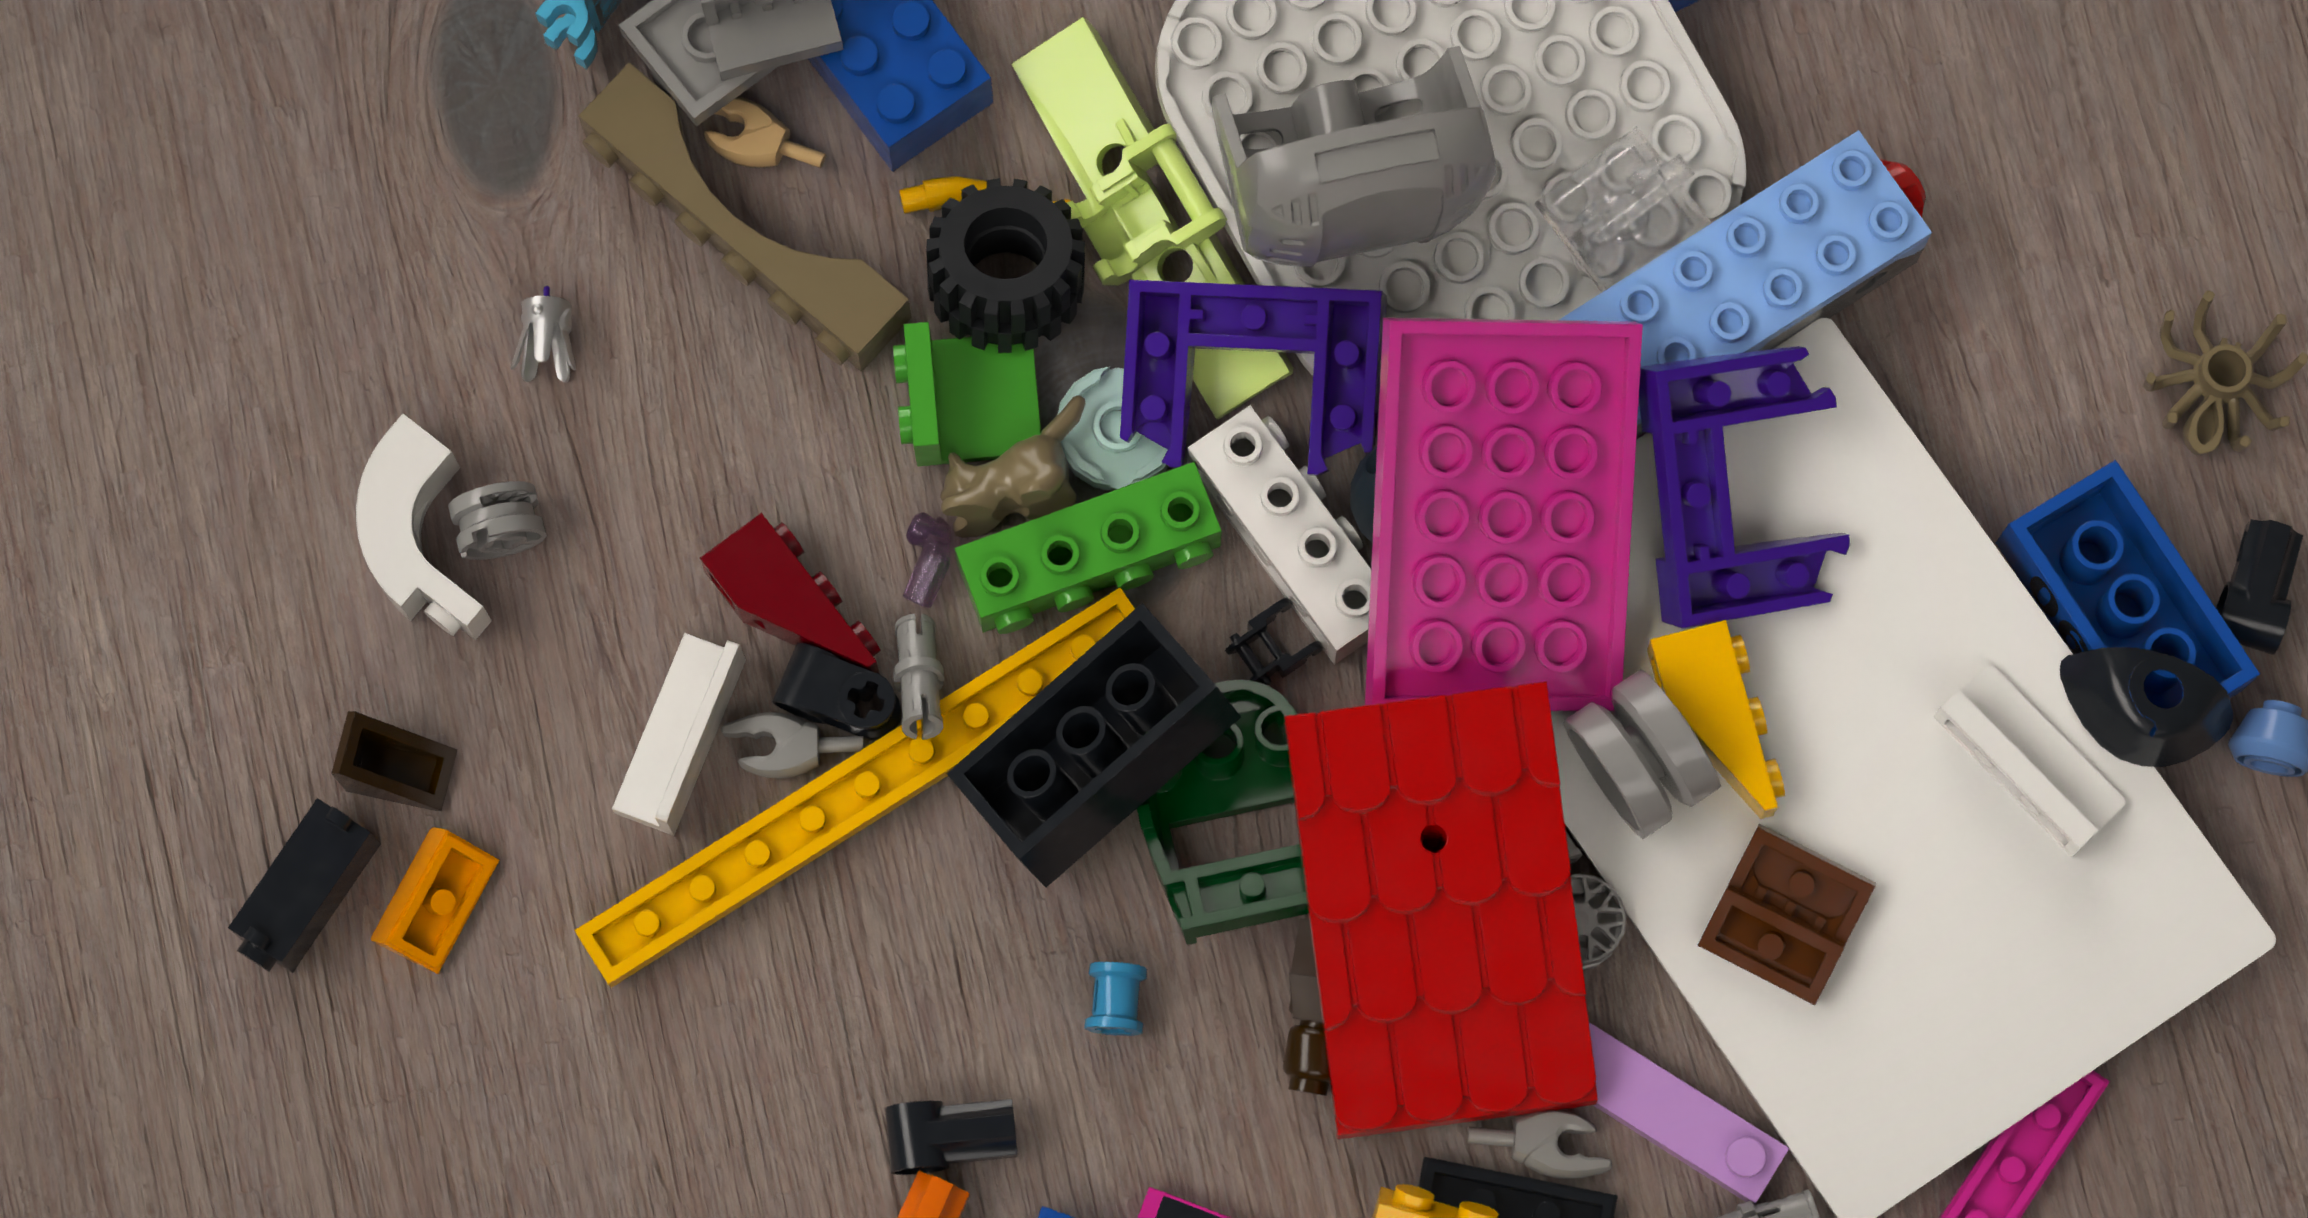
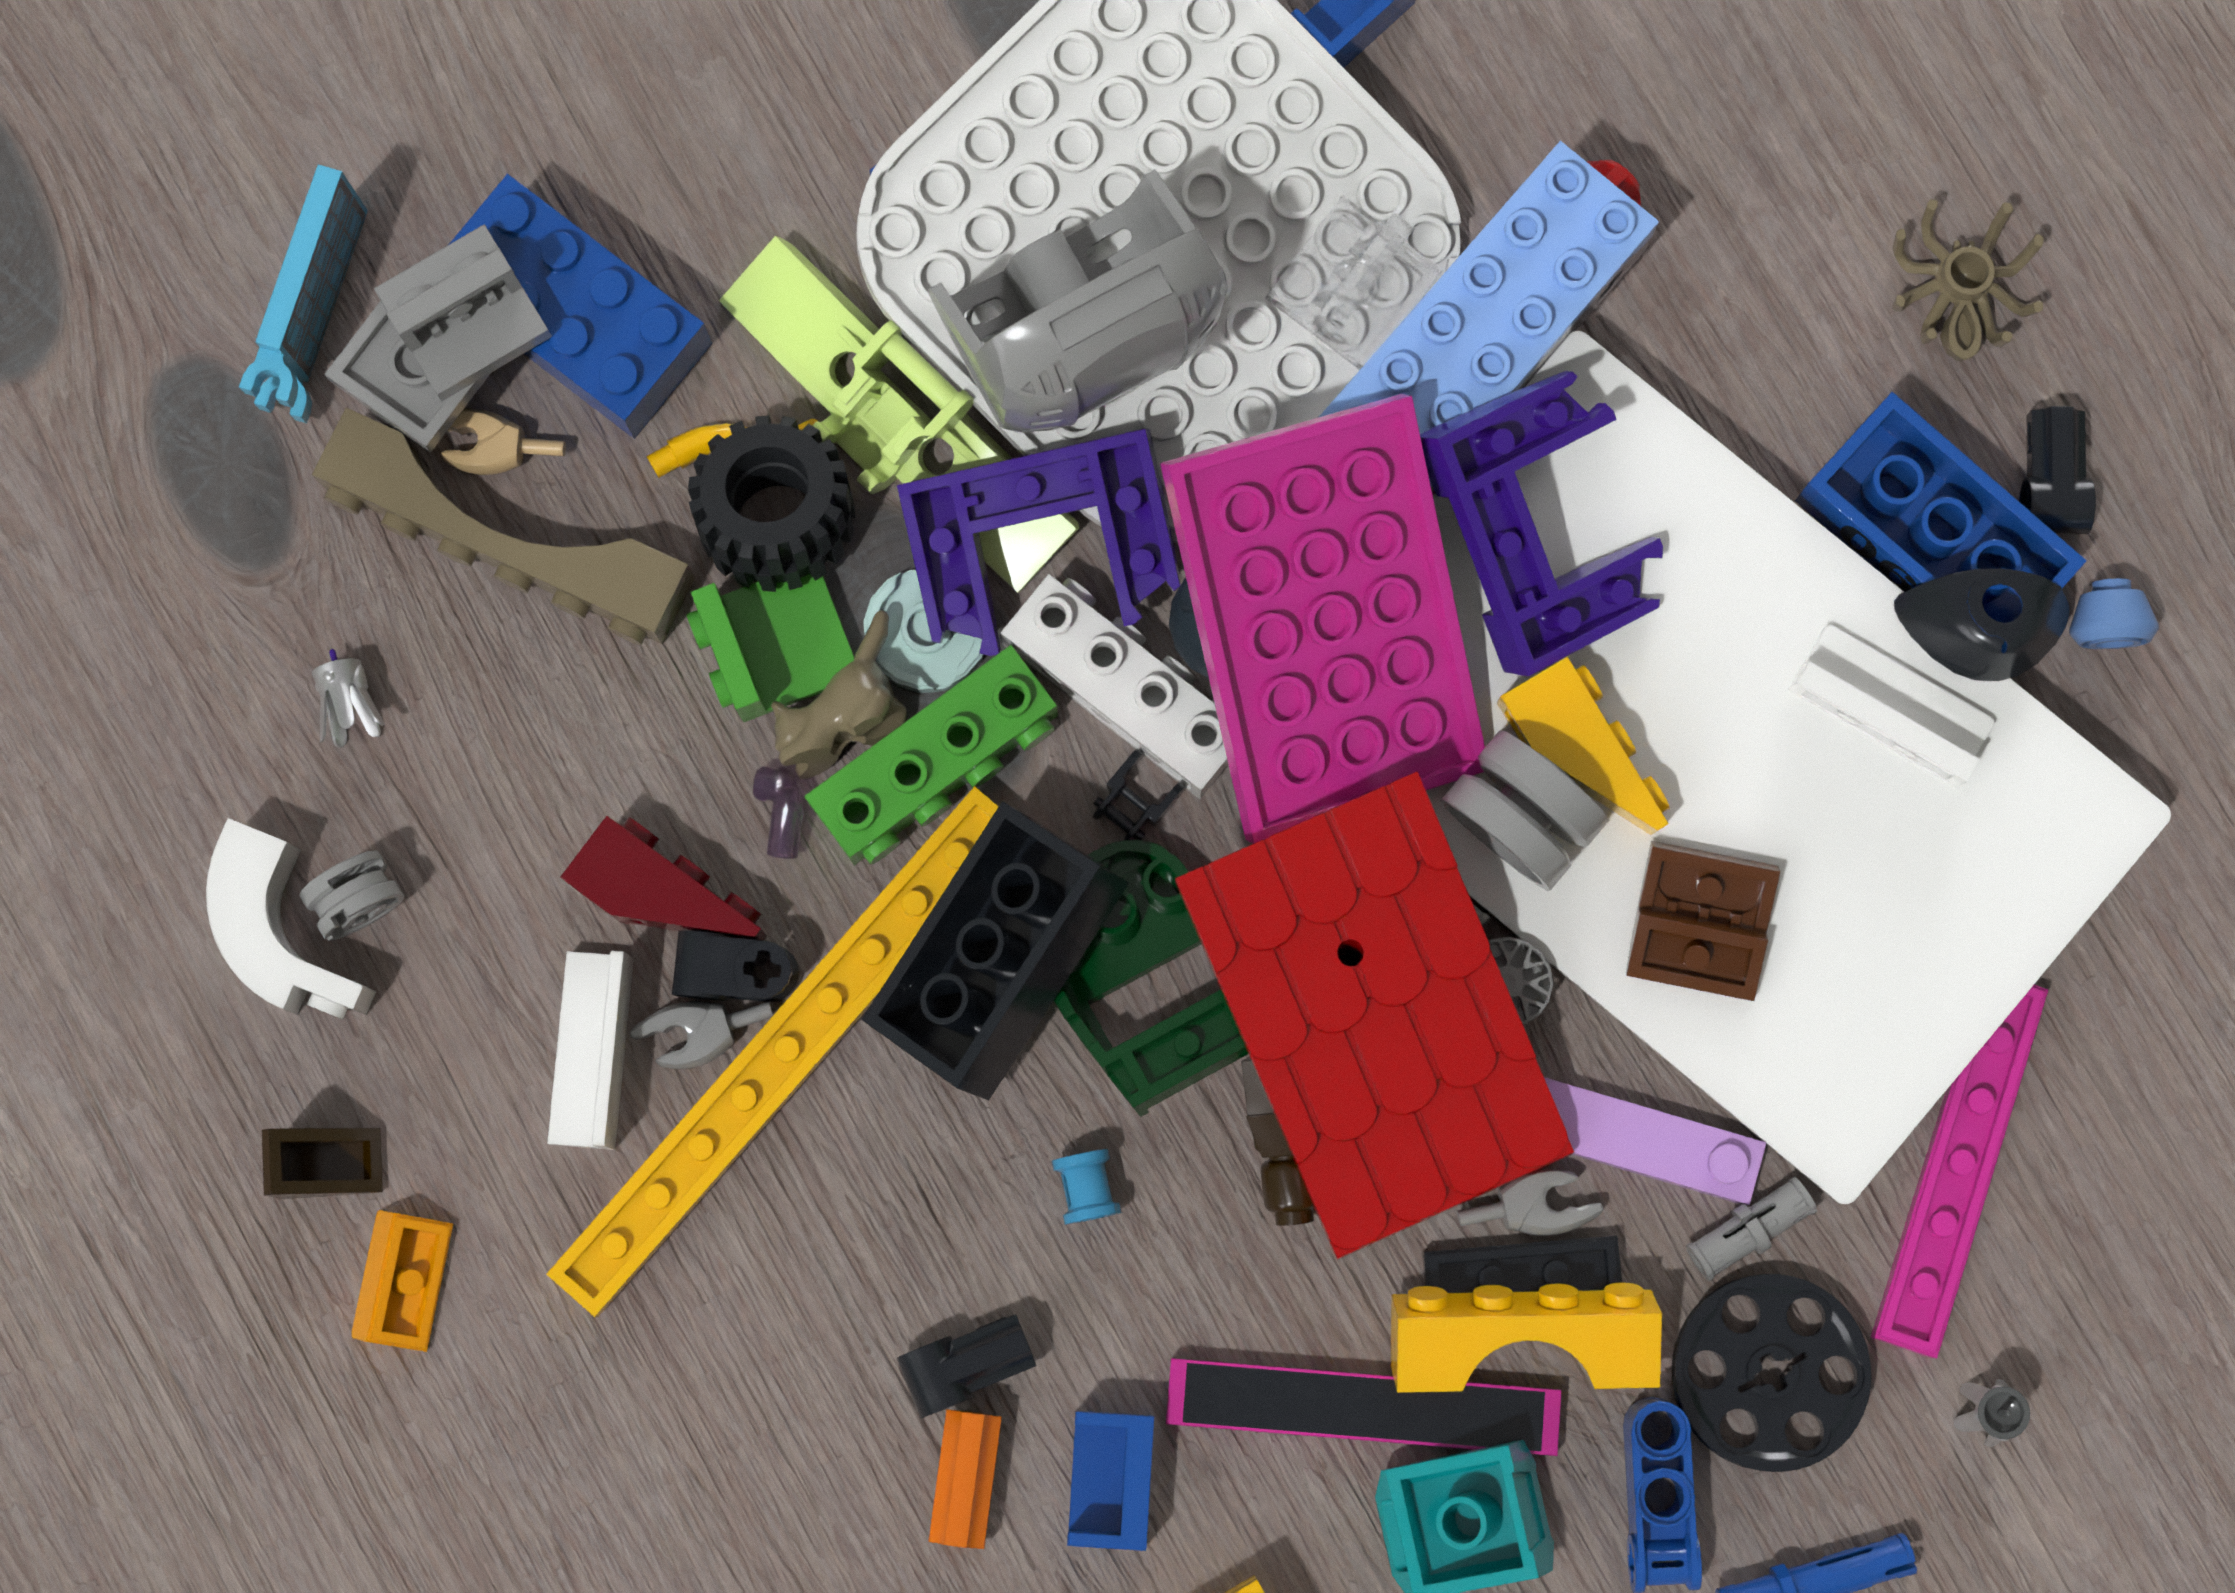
camera: 15 degrees left, 5 degrees up
(303, 887) = (270, 1309): black brick -> none
(918, 676) = (806, 930): light grey pin -> none

